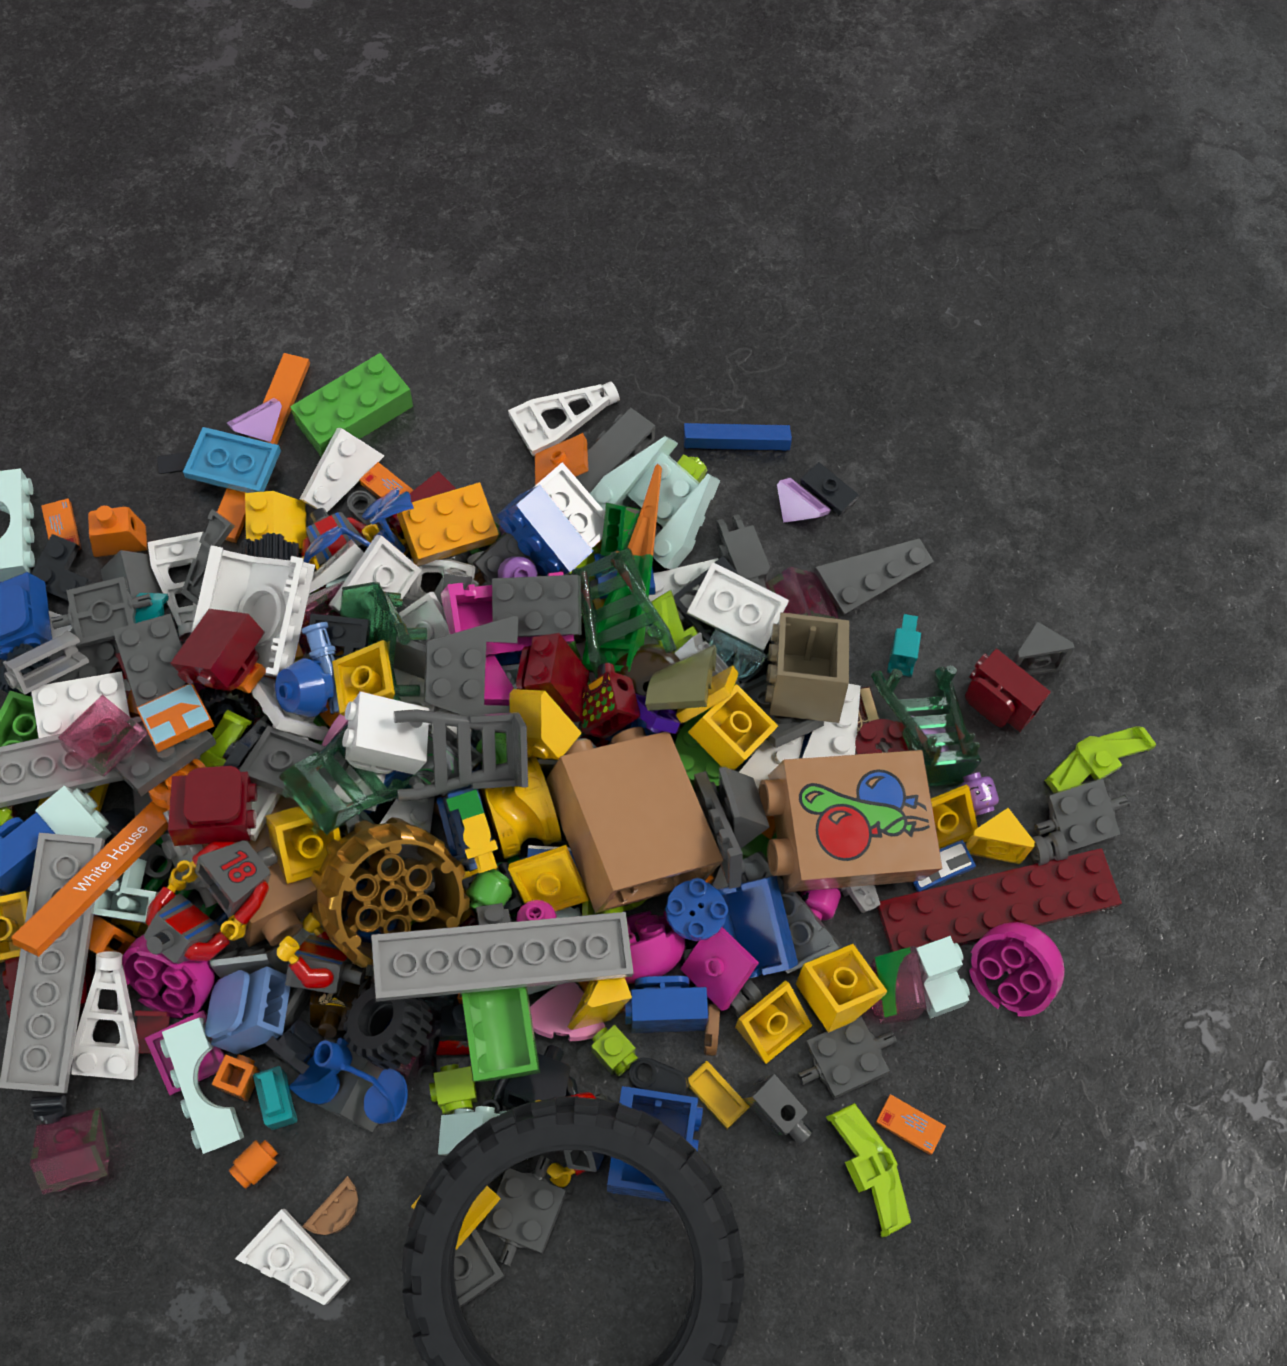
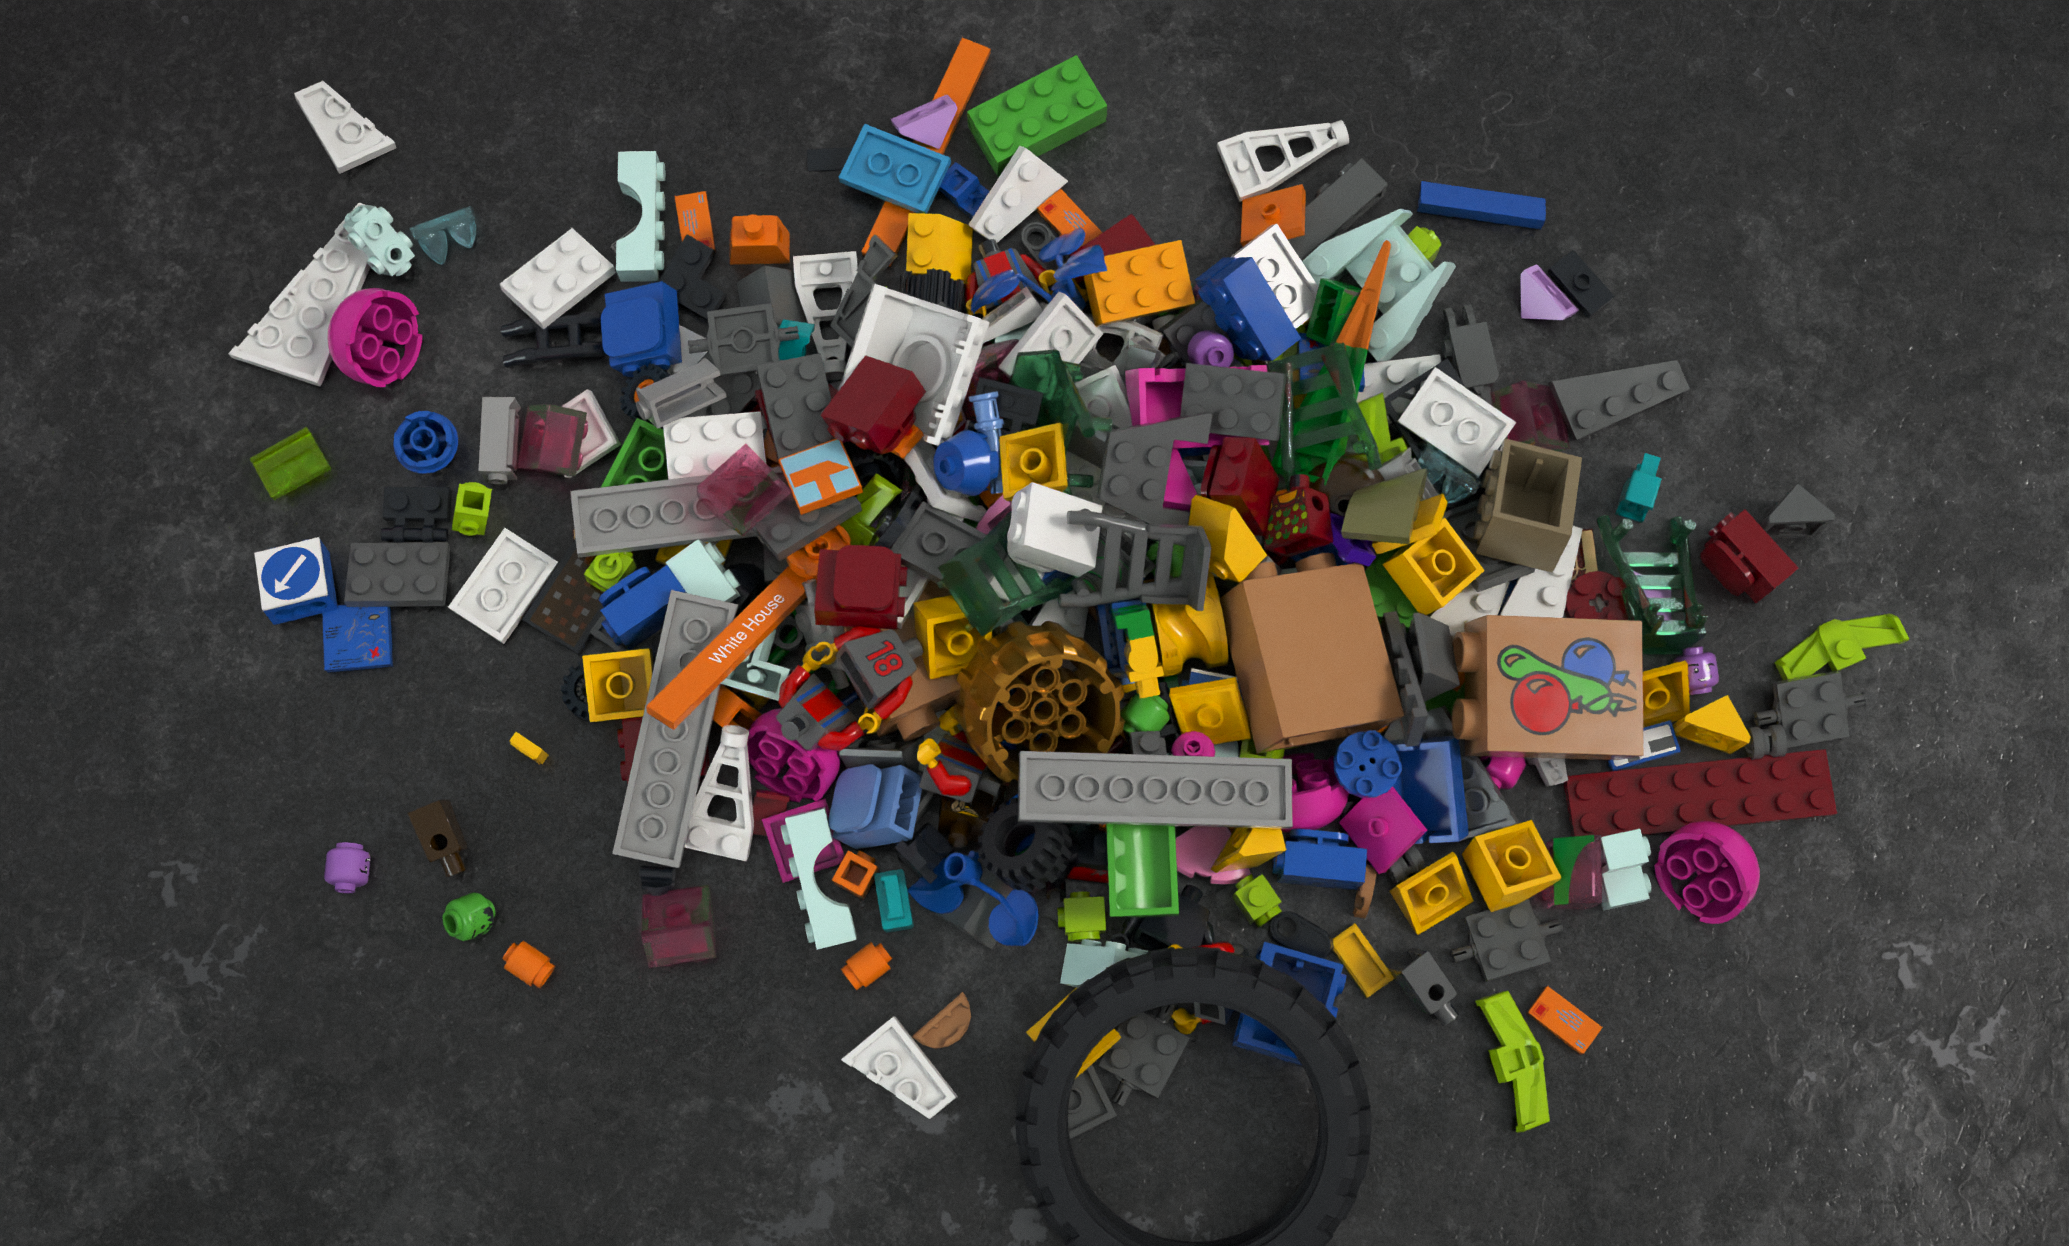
camera: 10 degrees right, 10 degrees up
(293, 472) = (963, 189): none -> blue slope

